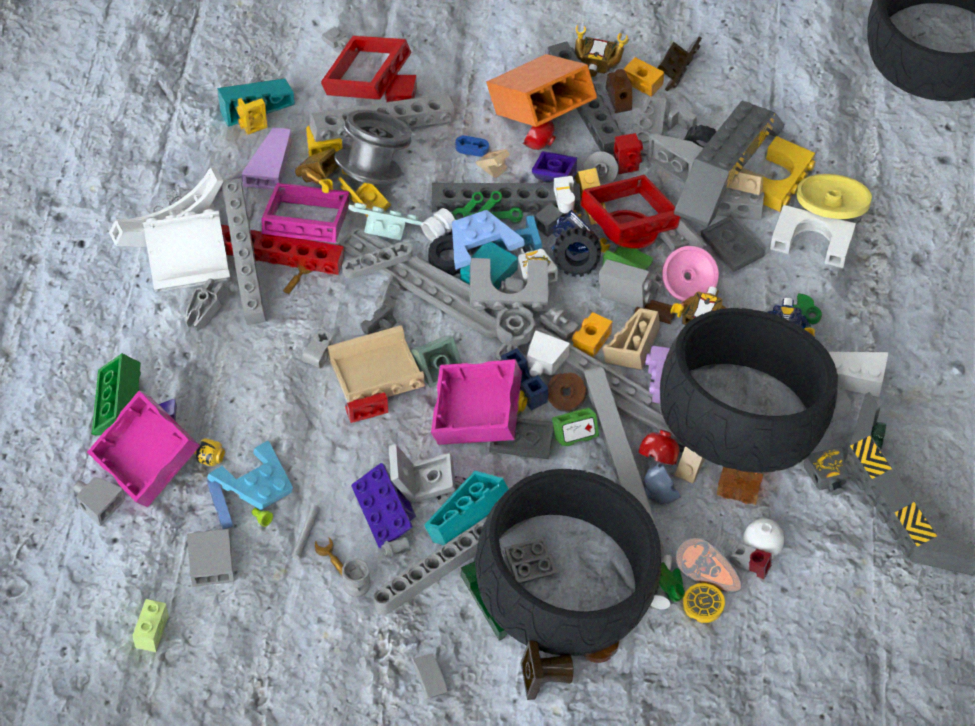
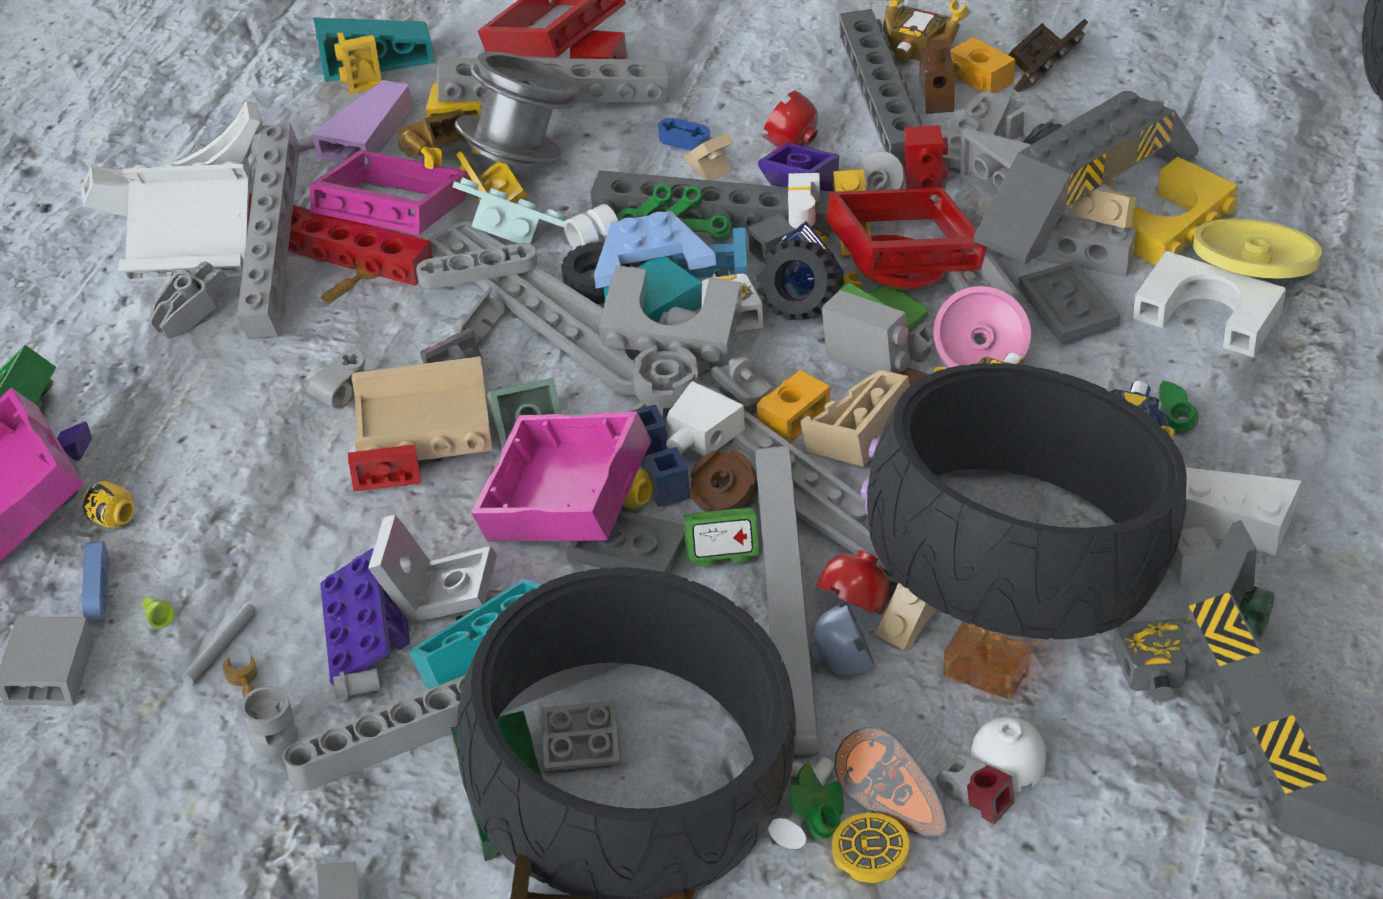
camera: 15 degrees right, 10 degrees down
(260, 486) = (171, 562): medium azure wing -> none
(541, 89) = (806, 56): orange brick -> none

